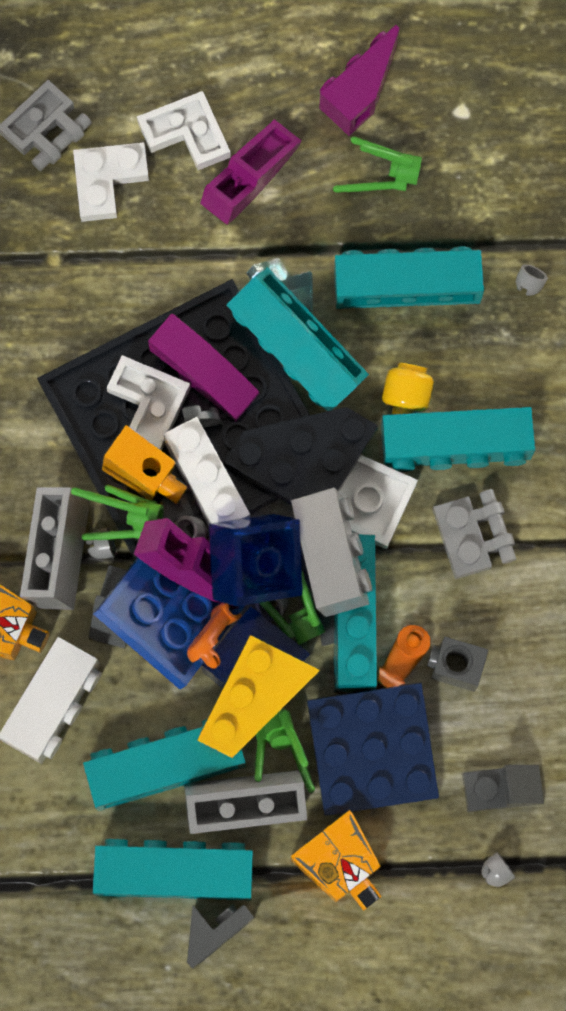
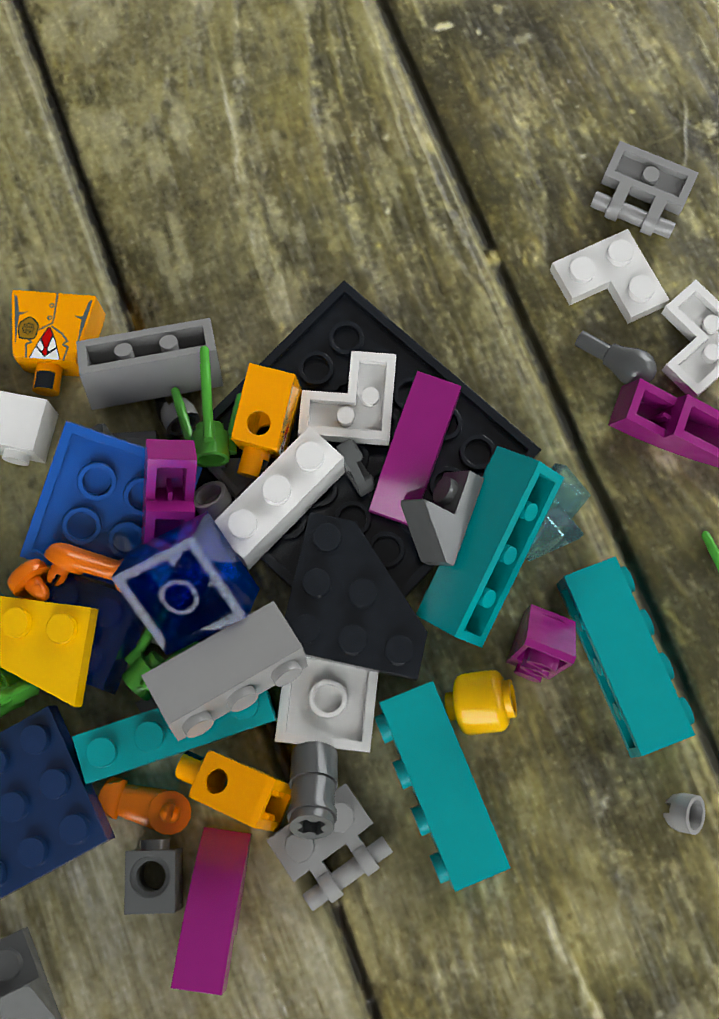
camera: 75 degrees right, 0 degrees up
(185, 191) = (624, 362): none -> dark grey piece
(204, 687) = (30, 580): none -> orange piece
(269, 366) = (441, 525): none -> dark grey slope
(382, 329) = (542, 645): none -> magenta slope
(421, 567) = (249, 793): none -> light orange torso
(432, 526) = (313, 789): none -> dark grey piece
(493, 627) = (212, 912): none -> magenta slope

